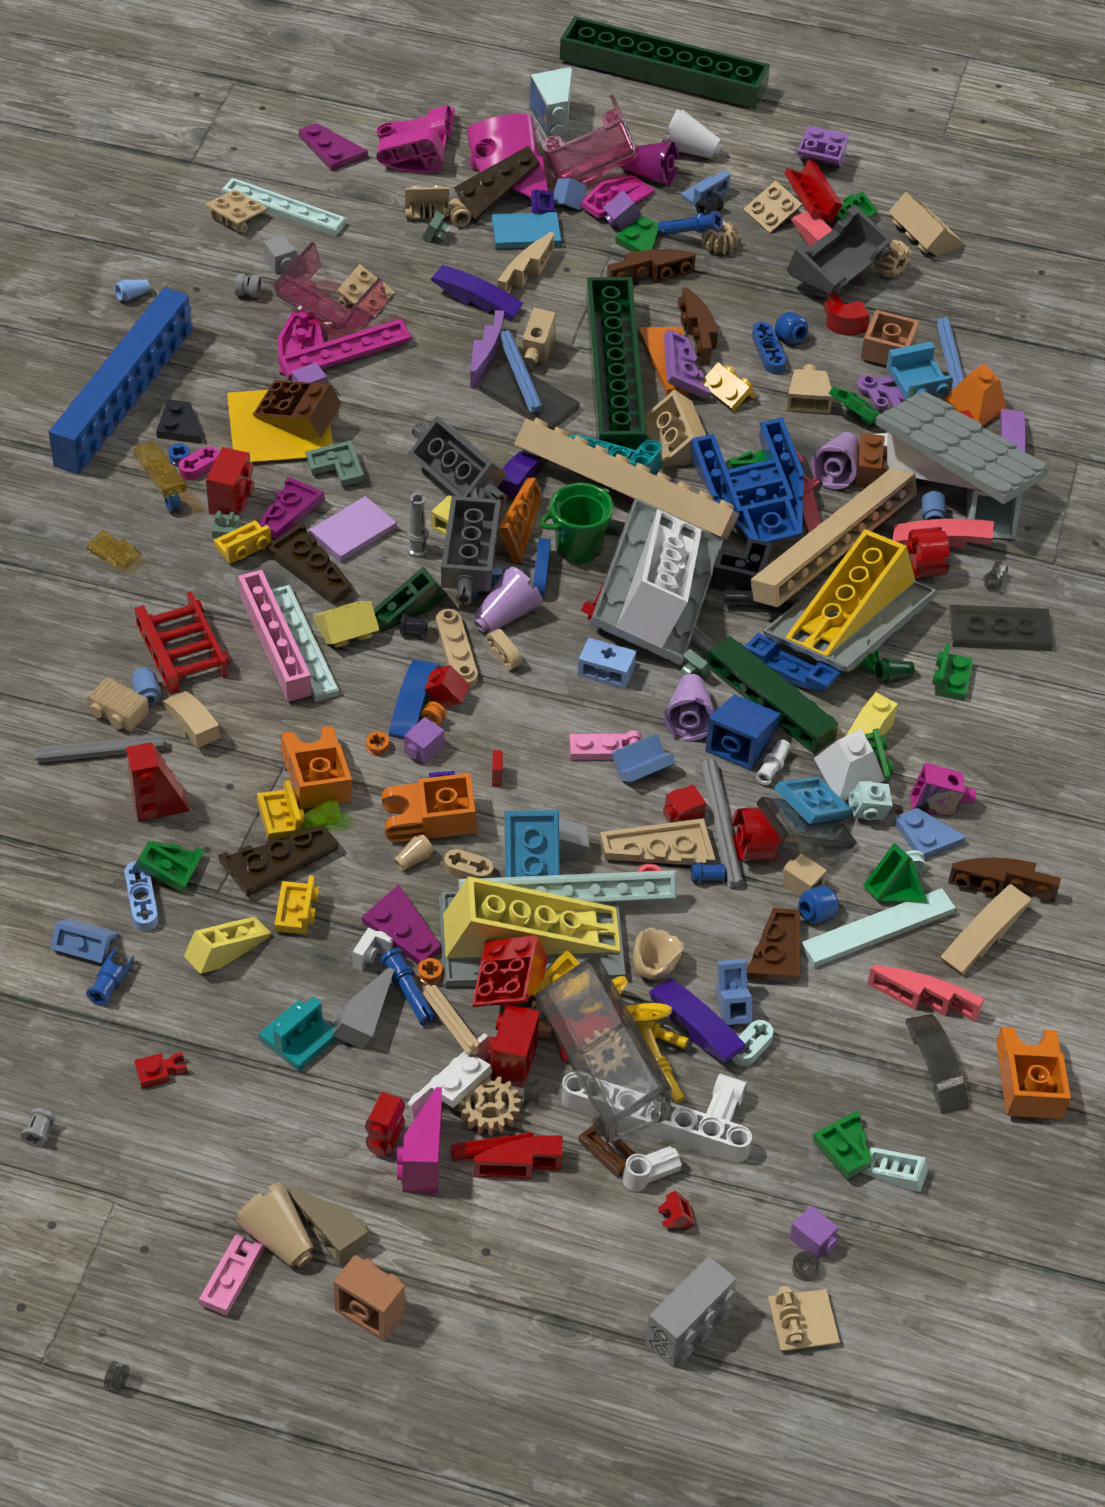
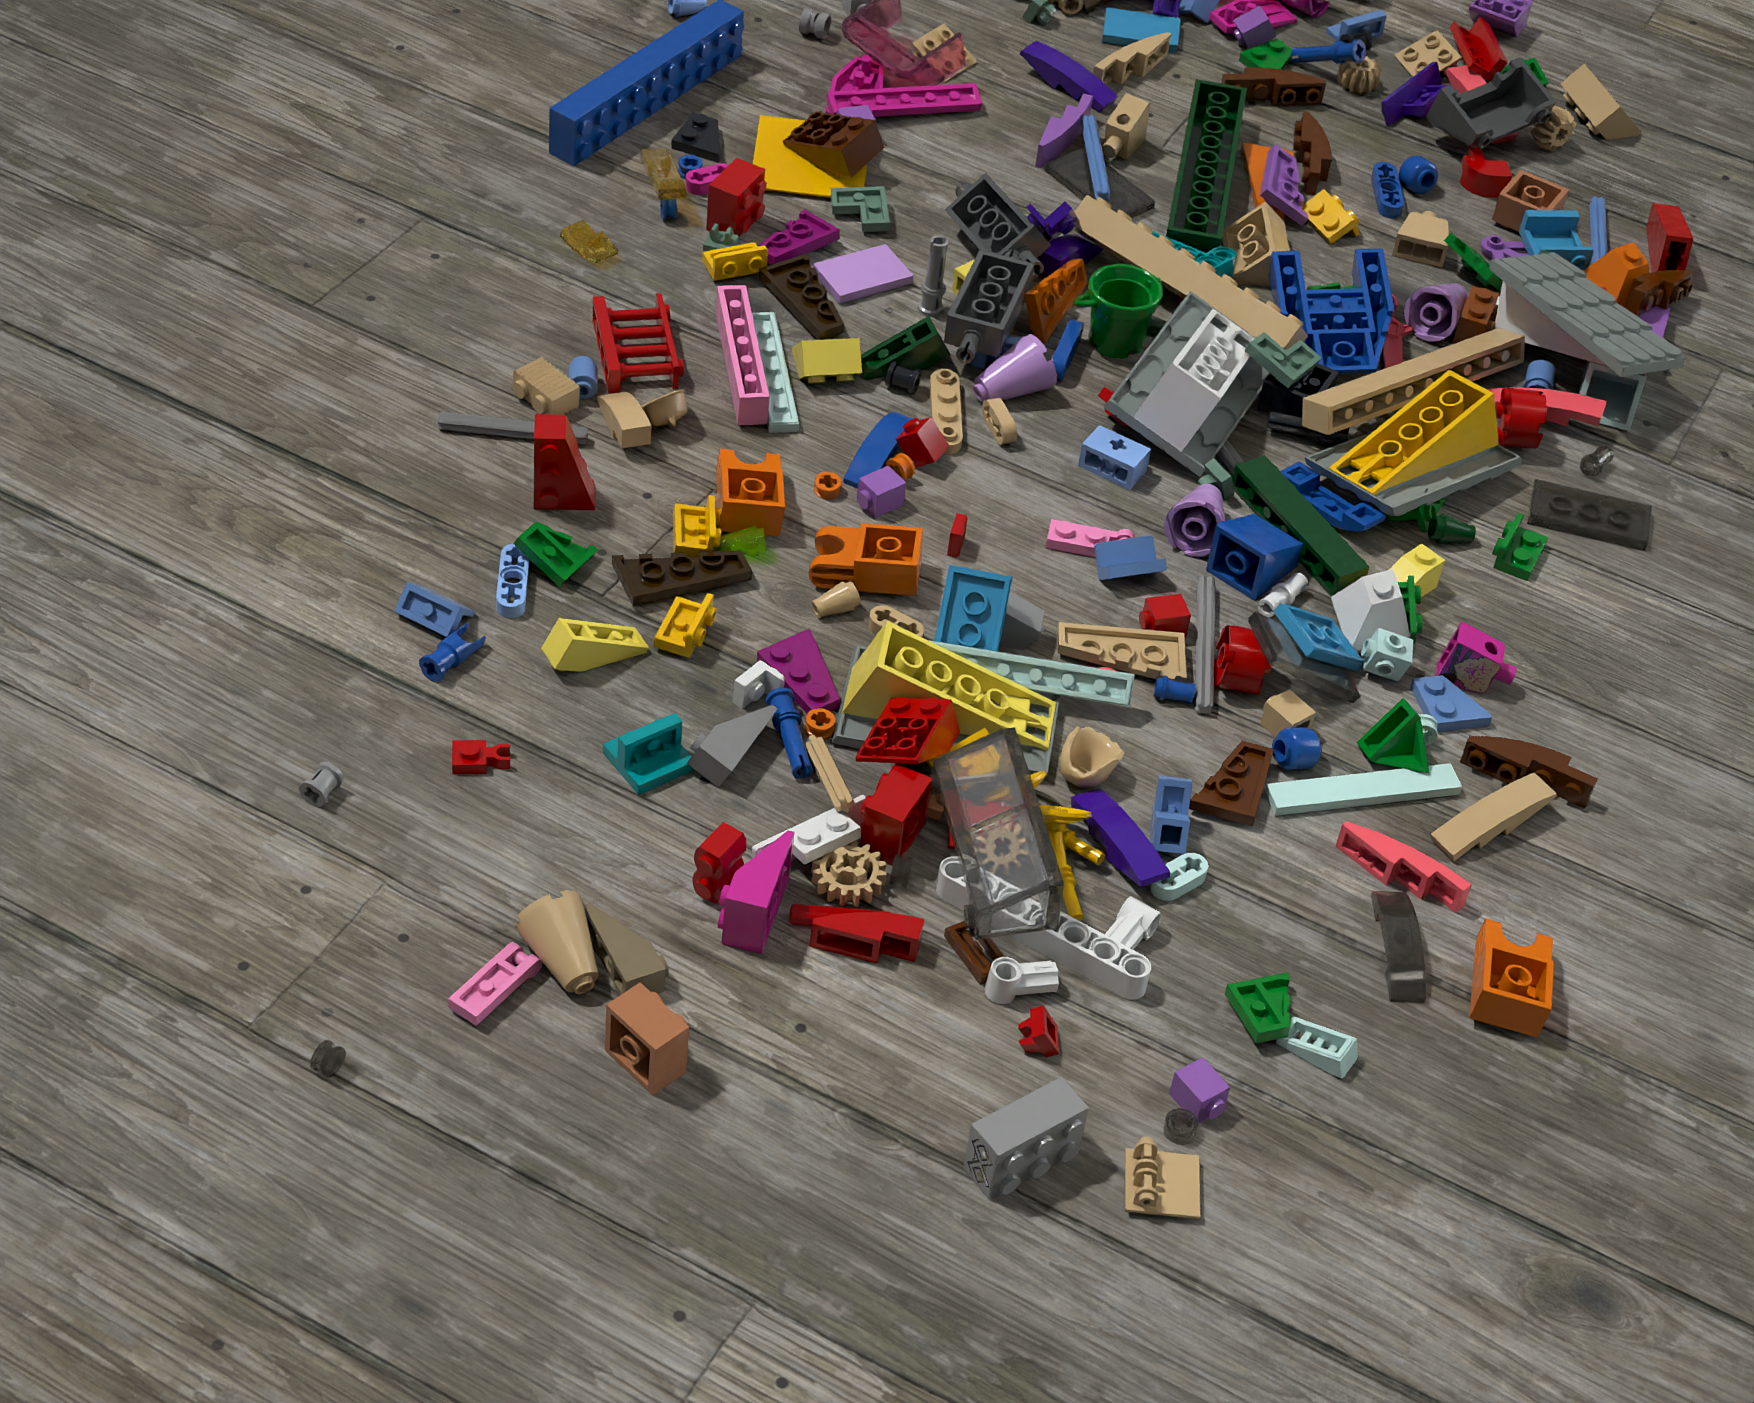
camera: 10 degrees right, 5 degrees down
(224, 700) = (666, 408): none -> tan piece
(510, 449) = (1058, 222): none -> dark purple bracket
(726, 549) = (1283, 364): none -> sand green plate
(773, 249) = (1414, 96): none -> dark purple bracket
(1010, 353) = (1668, 238): none -> red slope
(1011, 402) = (1659, 290): none -> reddish brown slope

